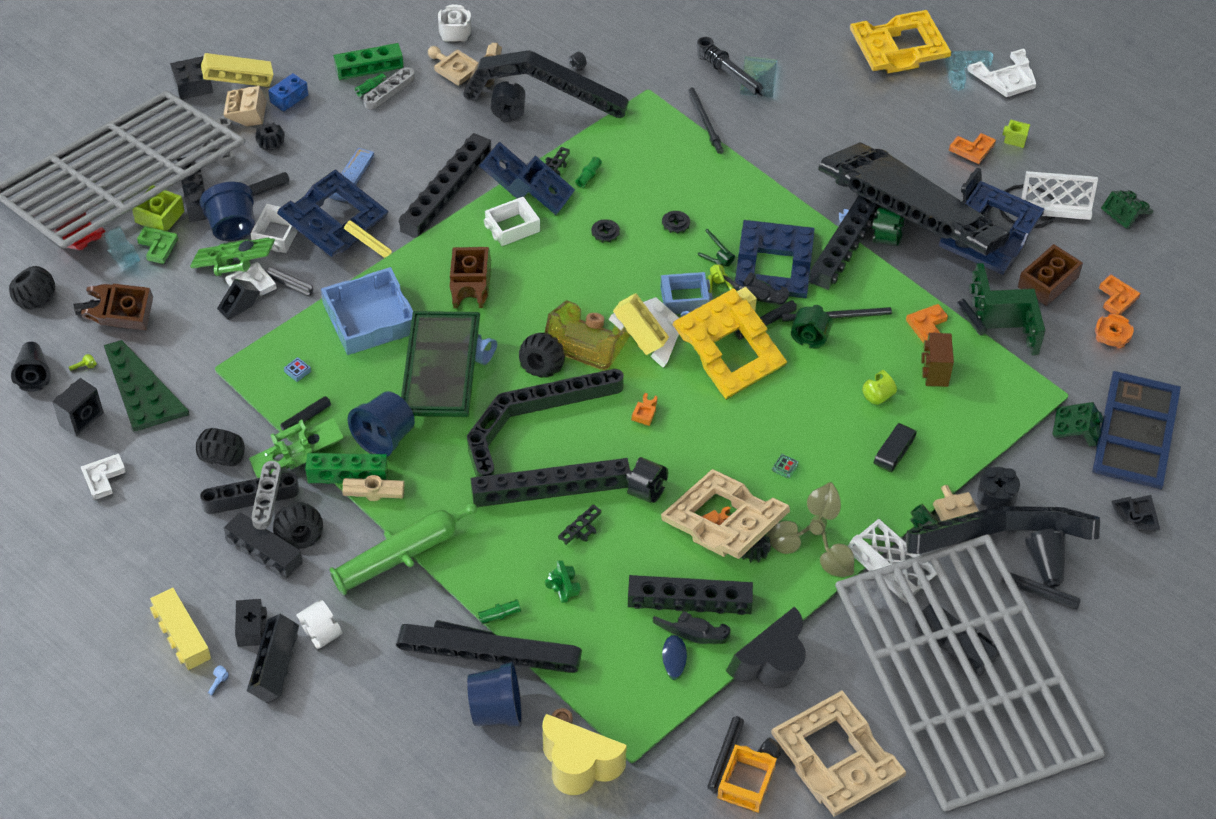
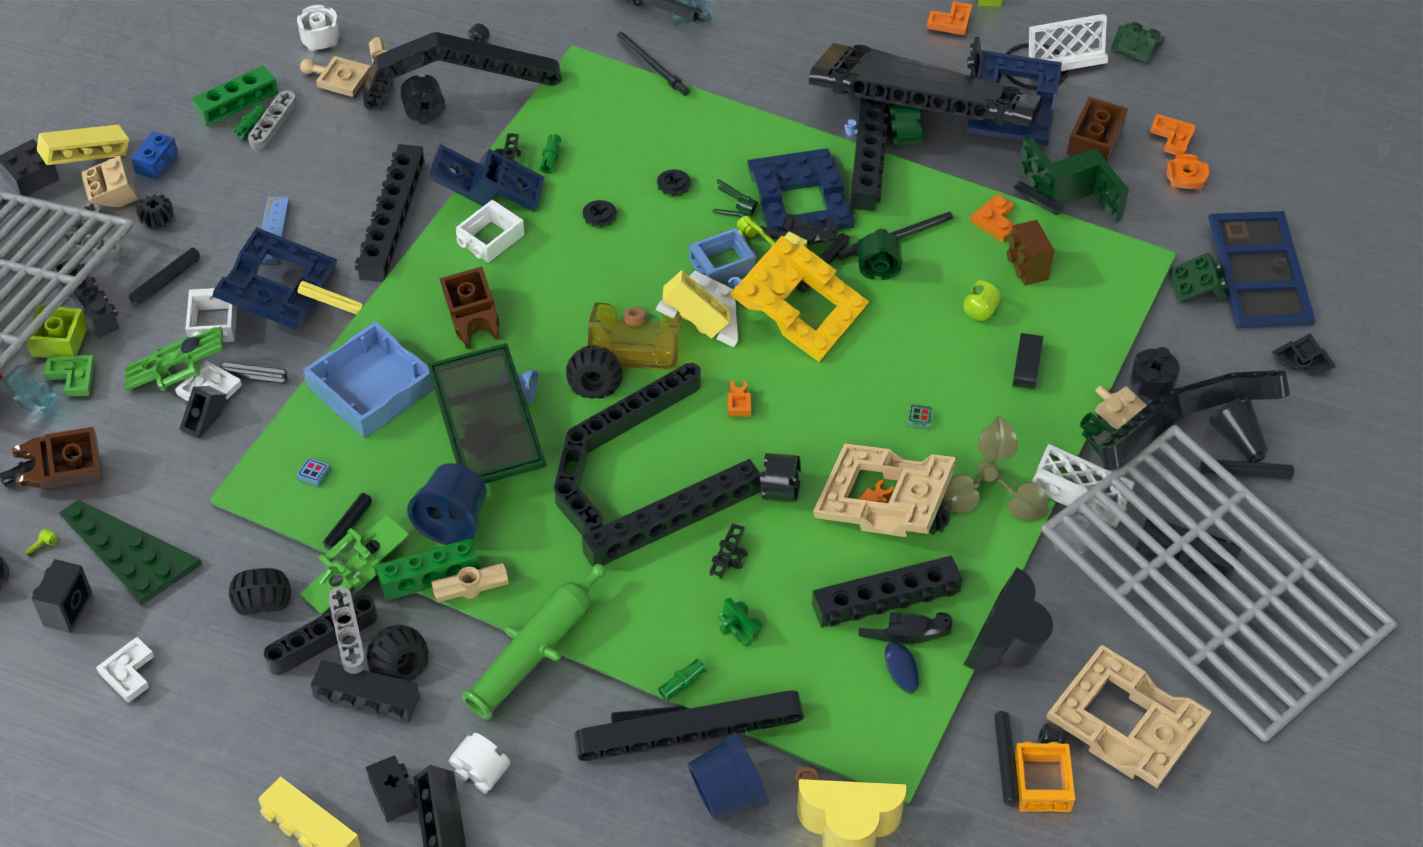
camera: 20 degrees left, 0 degrees up
(229, 210) = (148, 309): dark blue piece -> none

